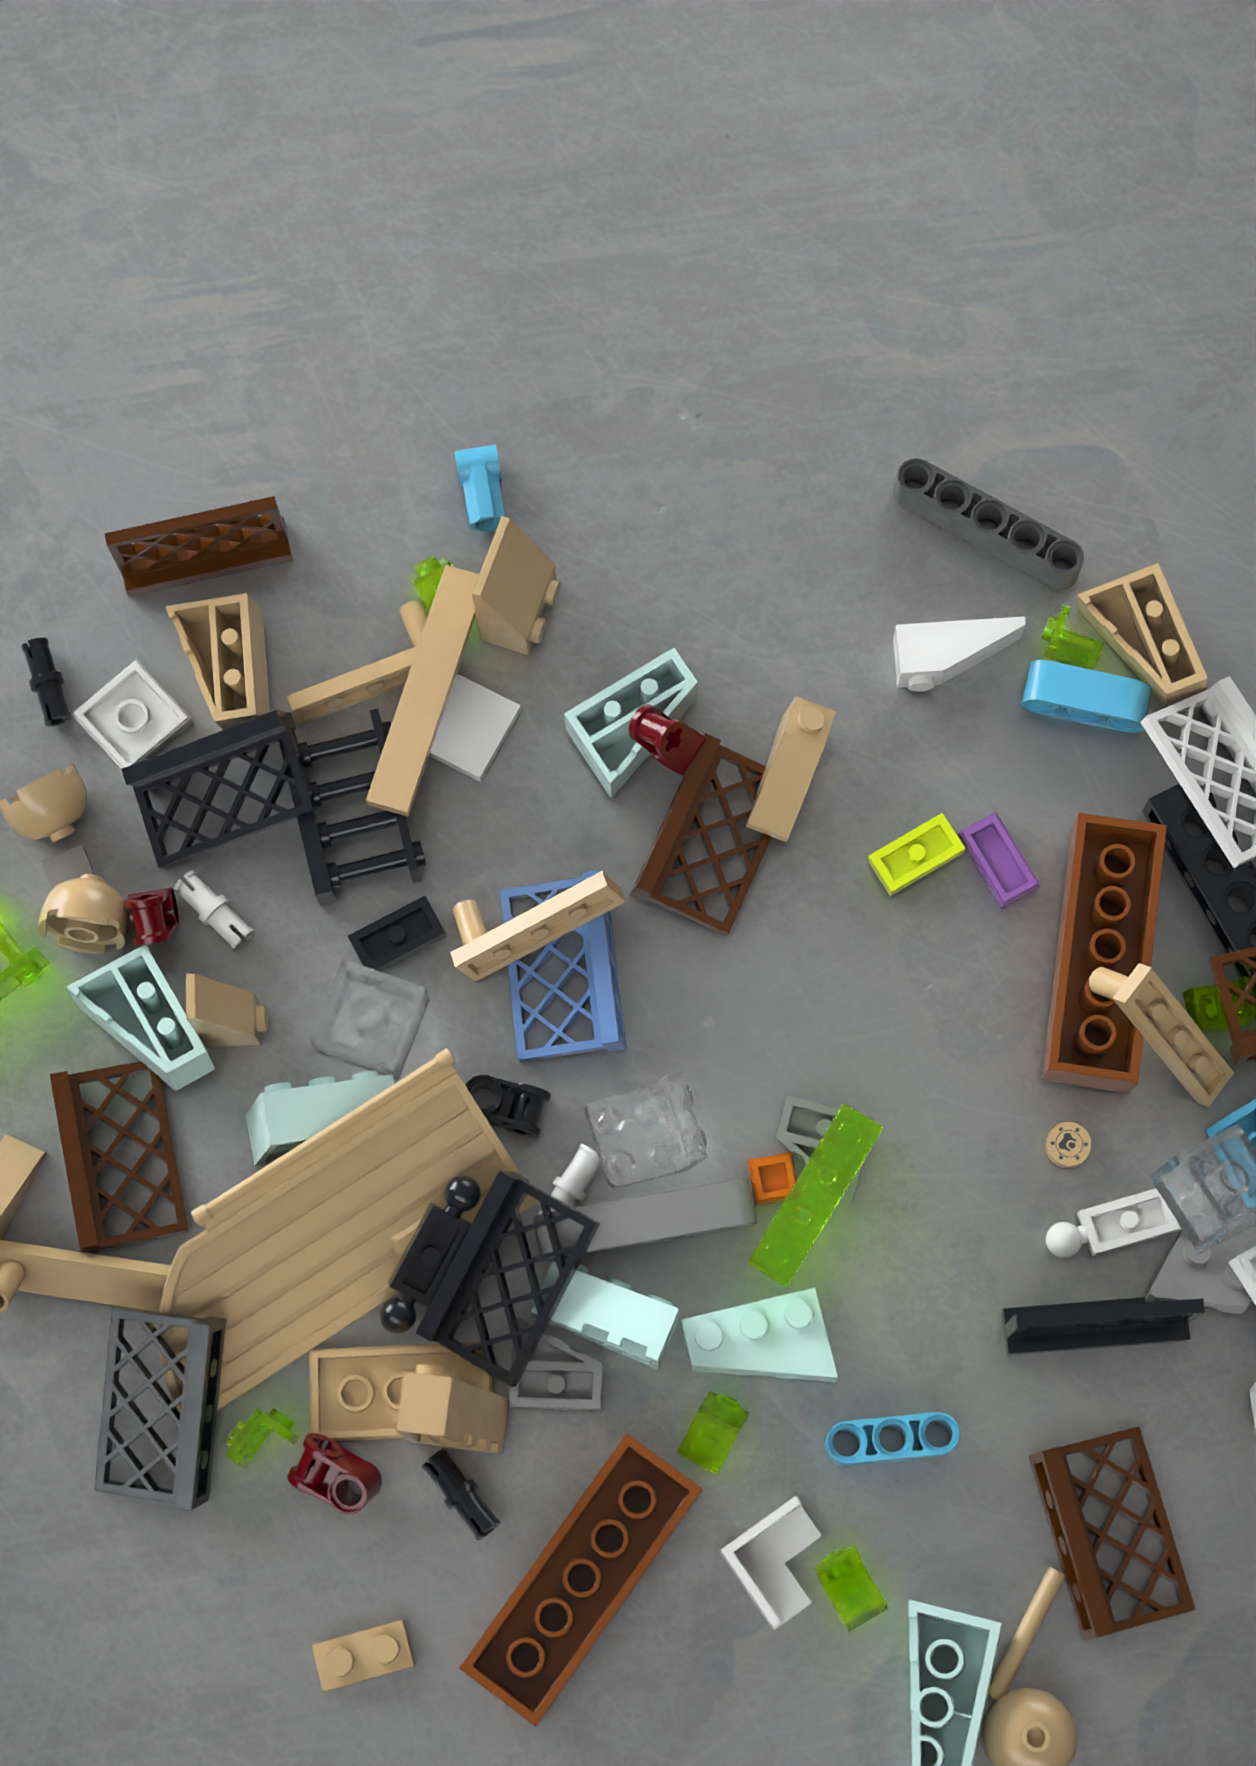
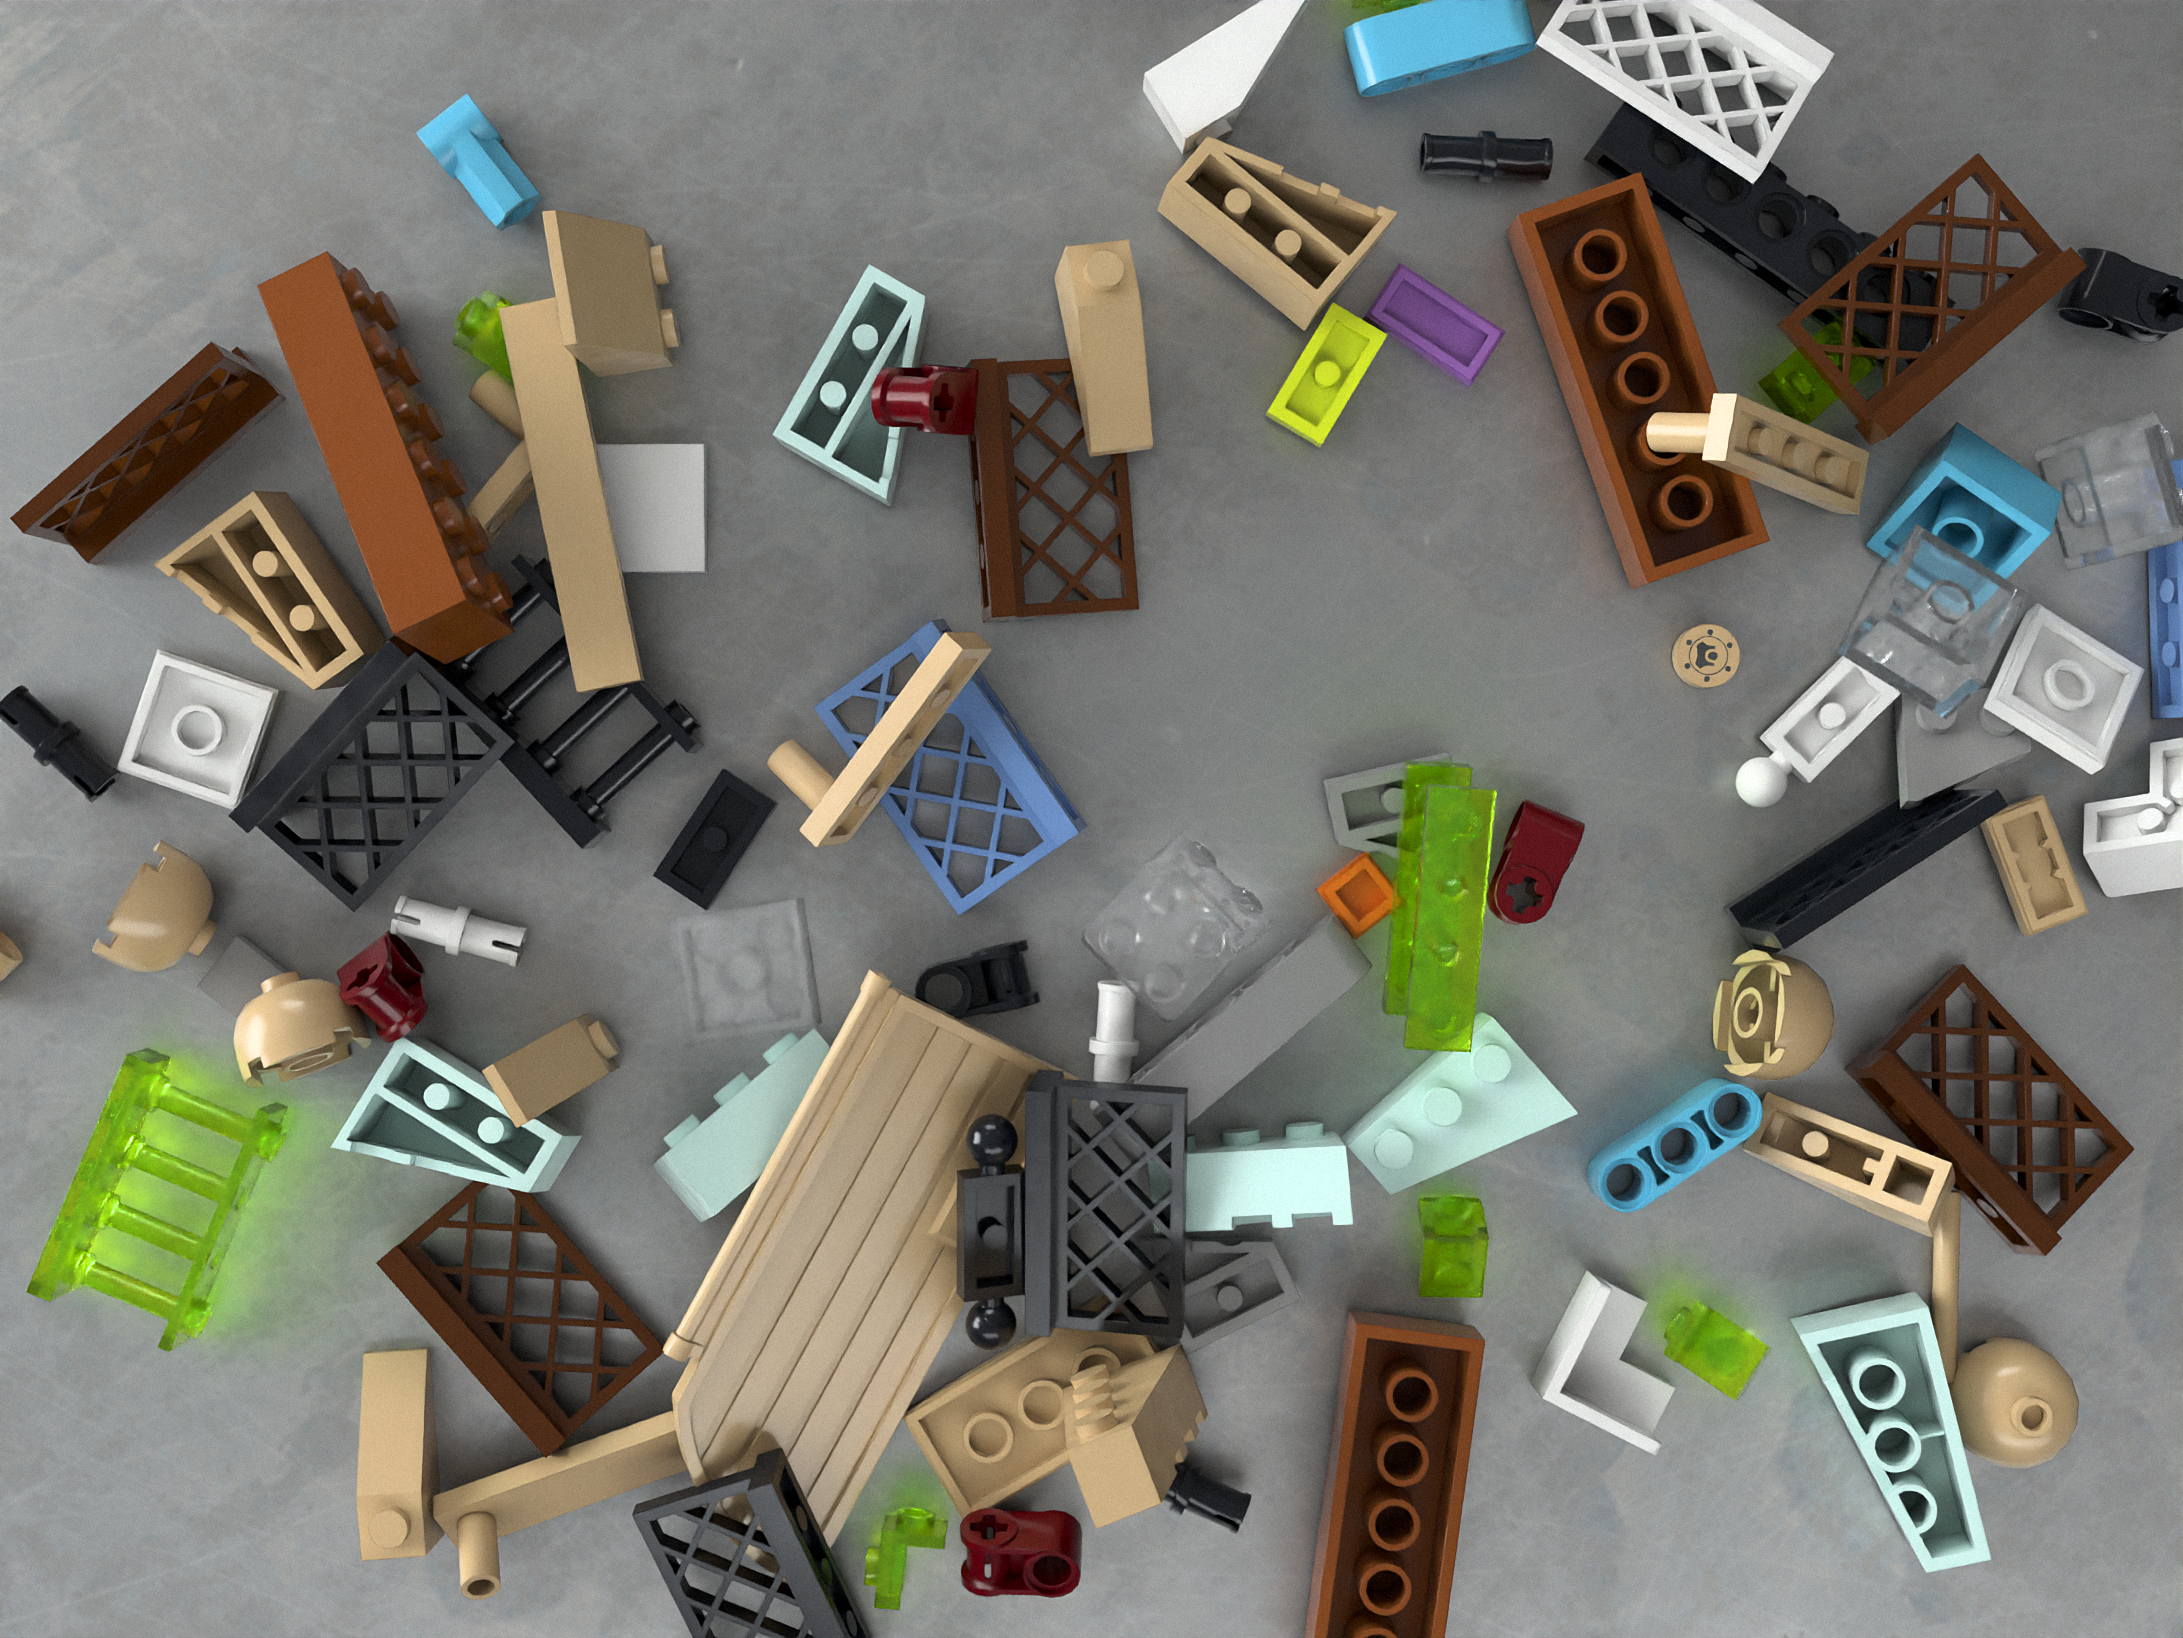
camera: 35 degrees left, 15 degrees up
(334, 615) = (387, 459): none -> dark orange brick
(896, 1208) = (1534, 851): none -> dark red piece
(927, 752) = (1272, 228): none -> tan wedge
(997, 1391) = (1772, 1017): none -> tan cylinder
(1003, 1516) = (1853, 1164): none -> tan slope
(1080, 777) = (1485, 156): none -> black pin
(1215, 1385) = (2033, 865): none -> tan plate

